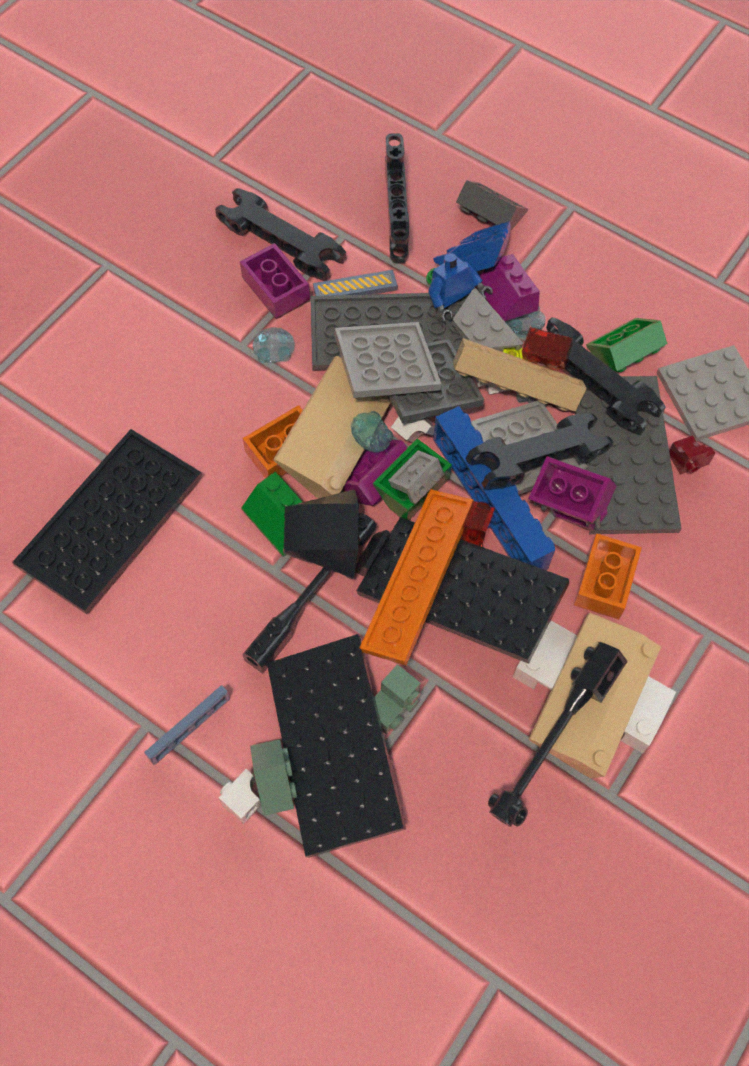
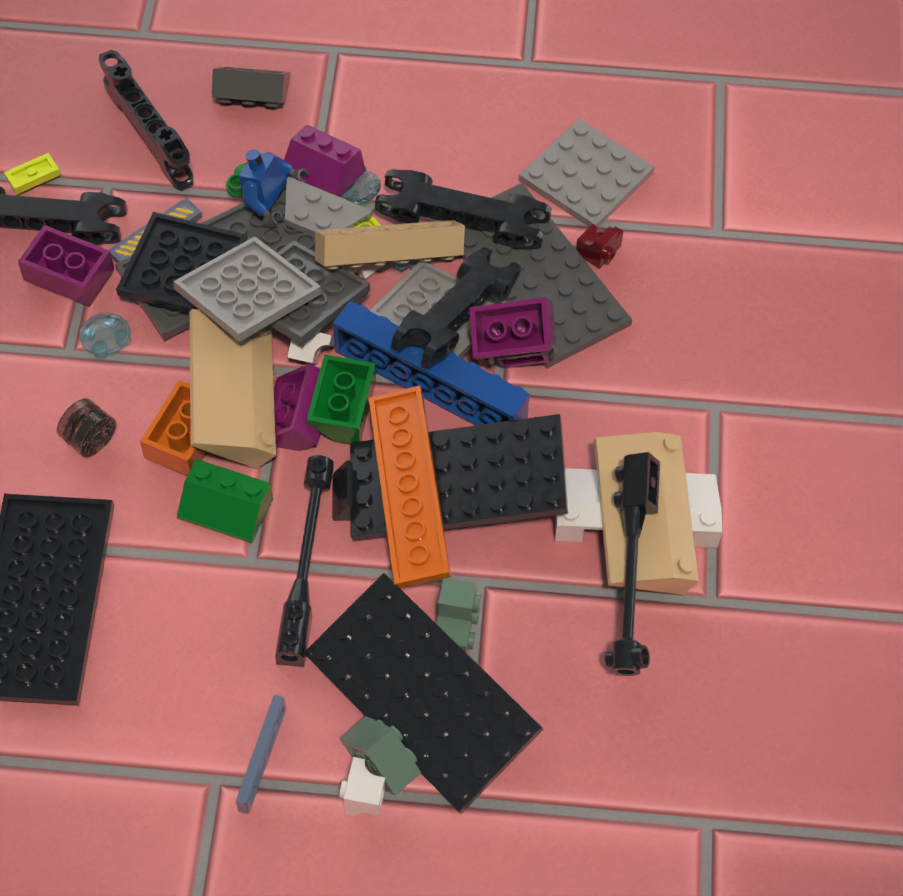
camera: 30 degrees left, 5 degrees down
(214, 408) = (86, 427): none -> clear smoke wheel
(294, 202) = (32, 173): none -> neon yellow plate
(324, 532) = (288, 491): black wedge -> none
(351, 304) = (169, 251): none -> black plate
(371, 432) = (273, 370): clear light blue dish -> none
(417, 476) = (349, 389): light grey bracket -> none
(477, 523) = (437, 406): clear red brick -> none
(482, 247) = (269, 130): blue wedge -> none
(547, 348) = (403, 203): clear red brick -> none
(608, 576) = (590, 397): orange brick -> none
(629, 343) = (476, 161): green slope -> none

